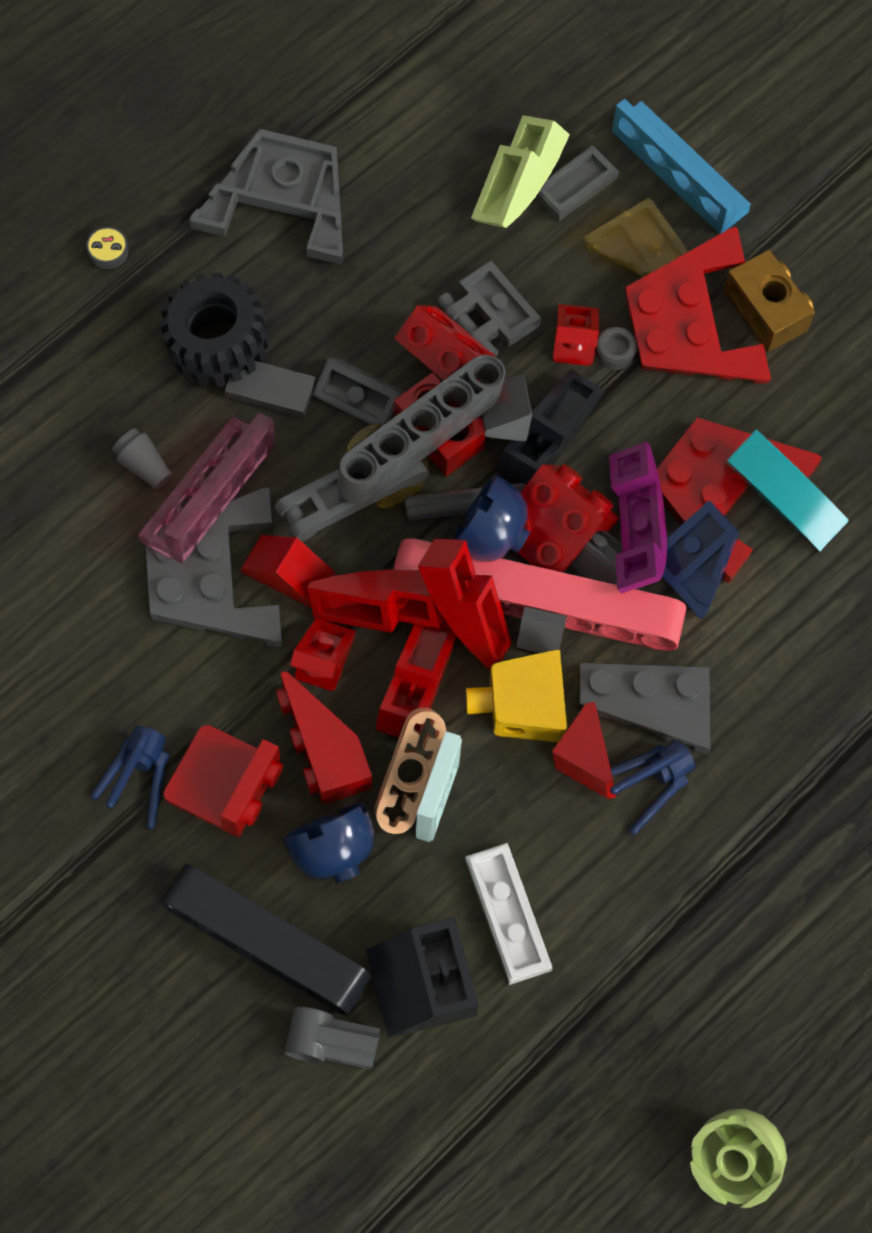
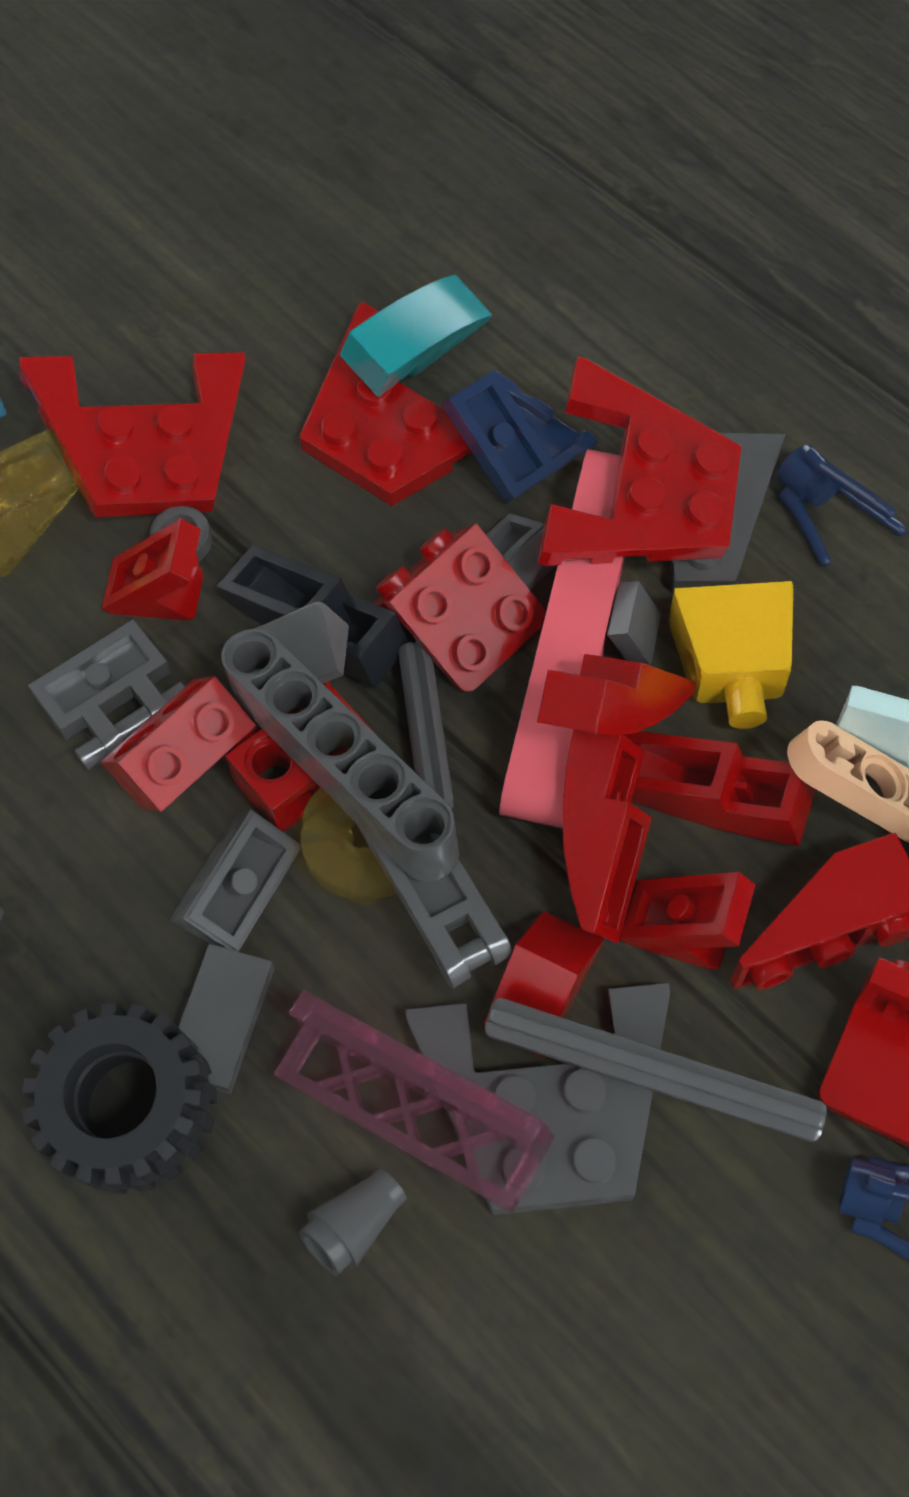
camera: 85 degrees left, 5 degrees down
(221, 624) = (656, 1070): none -> dark grey axle
(495, 521) = (480, 672): dark blue cylinder -> none
(583, 753) = (814, 562): red slope -> none
(641, 518) = (466, 496): magenta slope -> none
(643, 651) = (670, 483): none -> red wing
(770, 321) = (127, 347): pearl gold brick -> none

